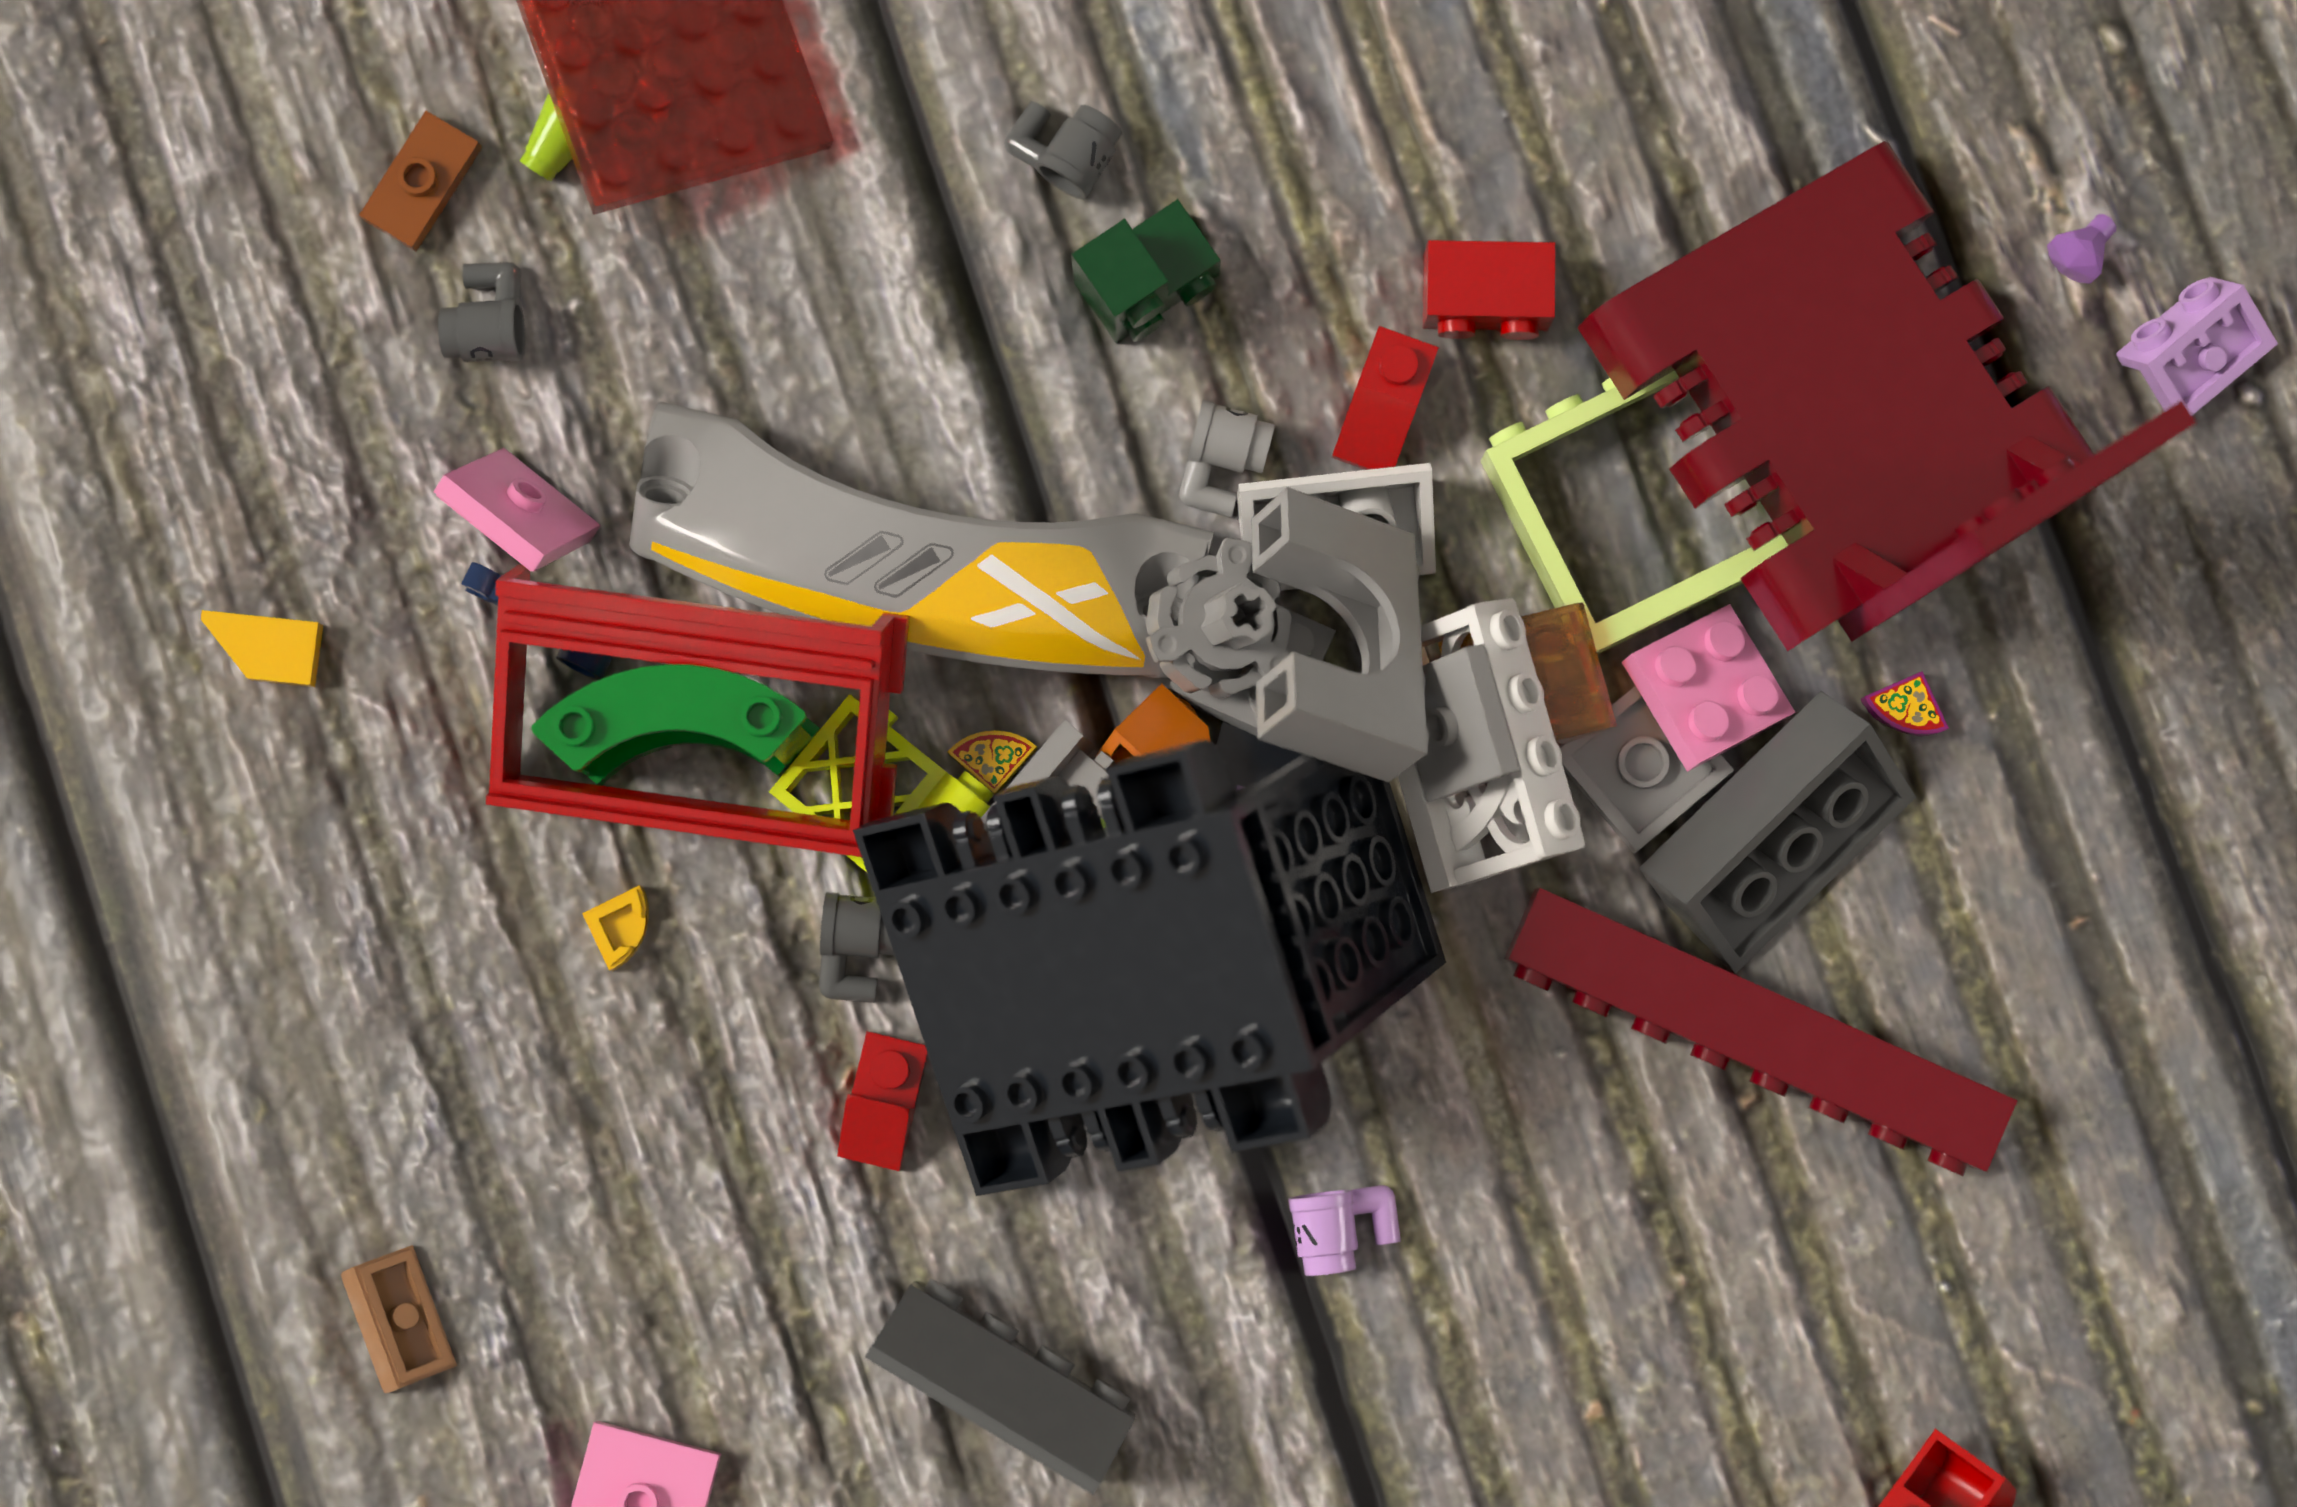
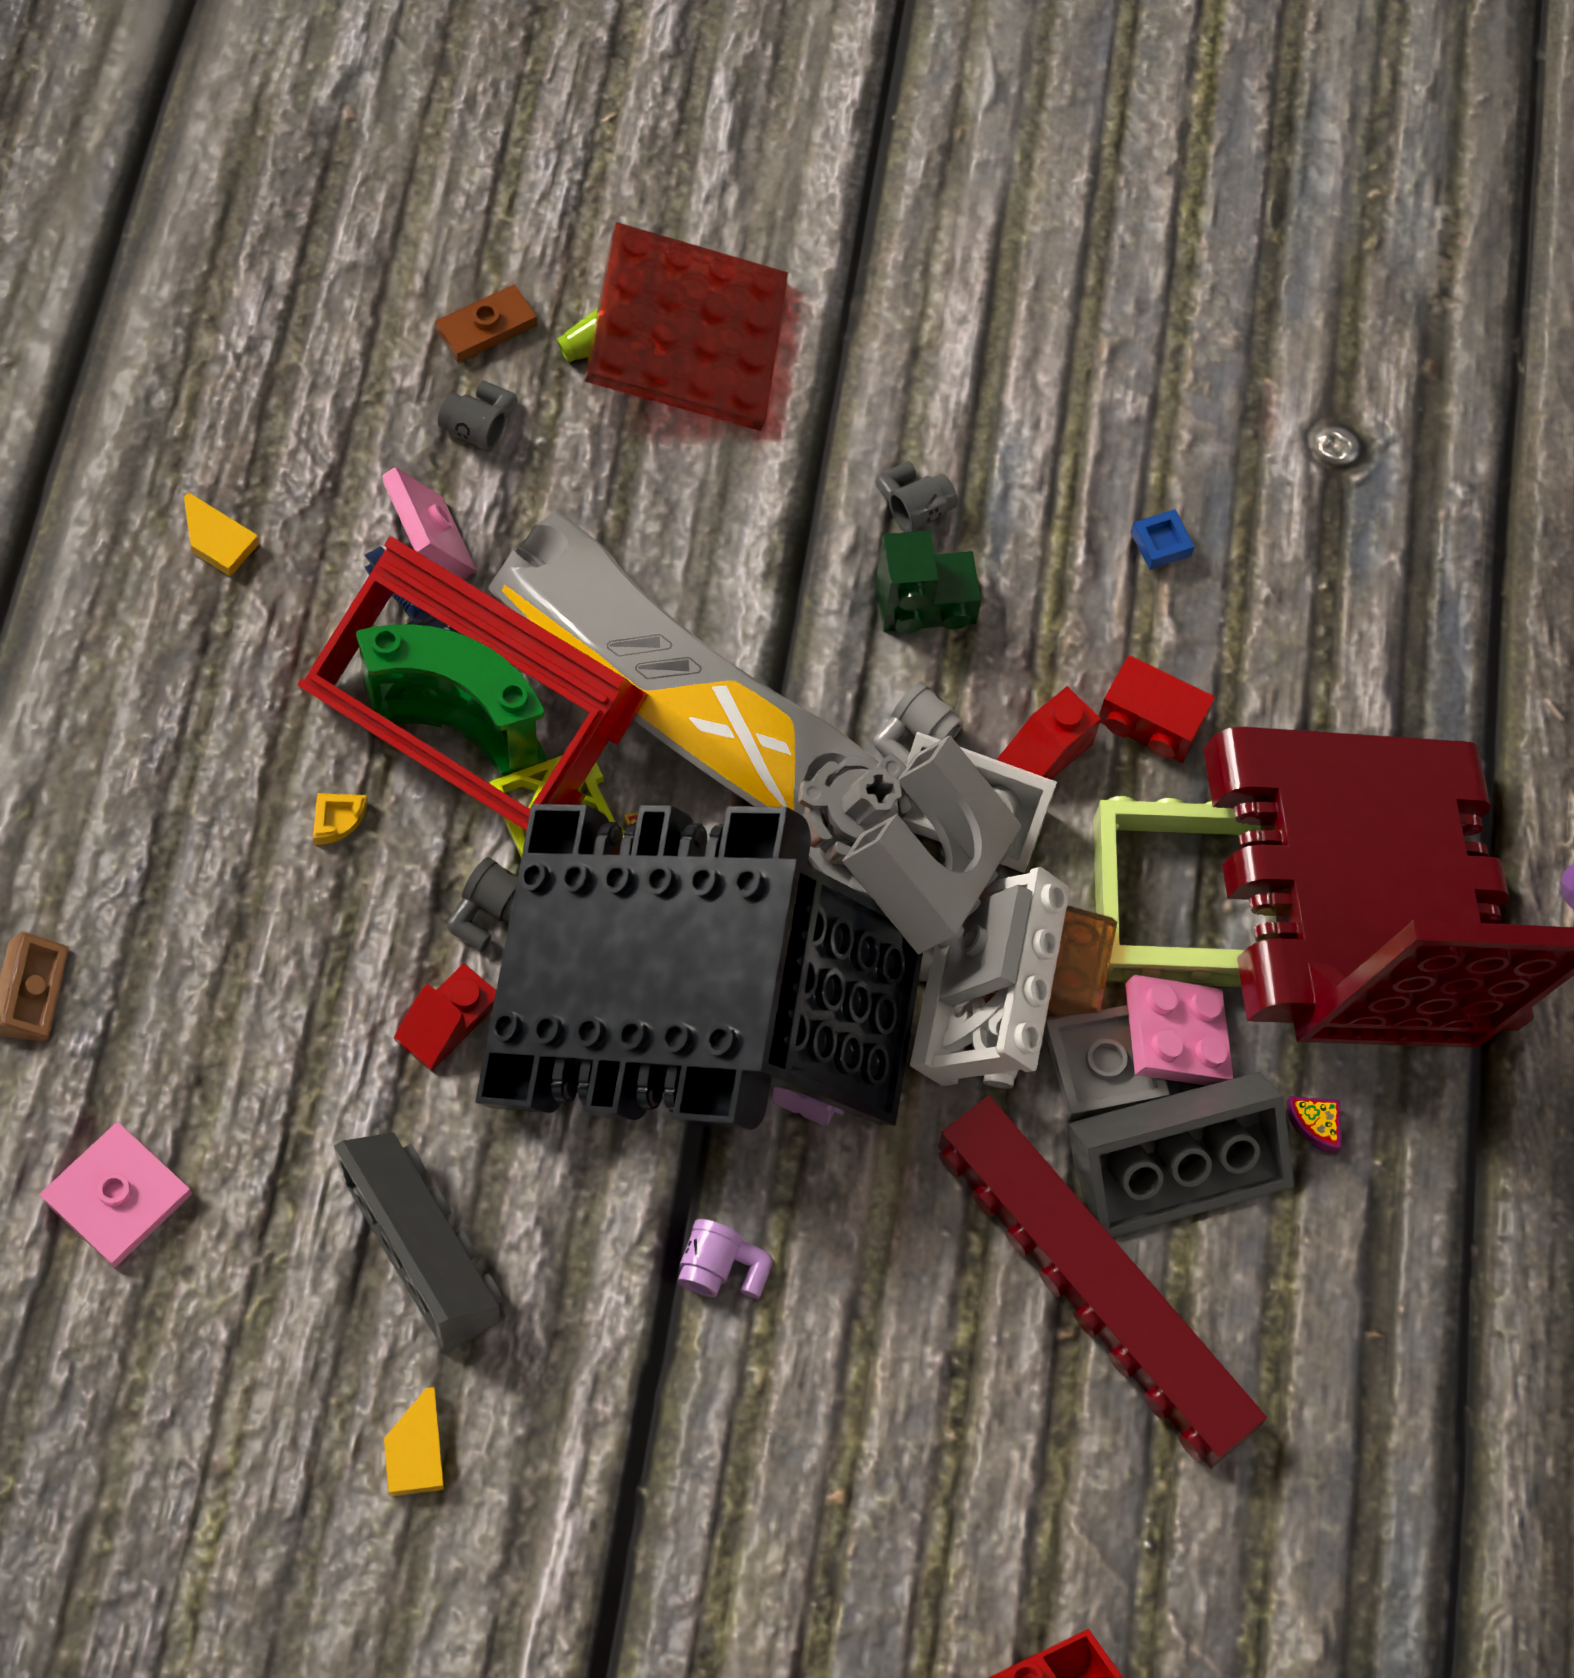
camera: 20 degrees right, 20 degrees down
(1387, 48) = (1162, 539): none -> blue plate

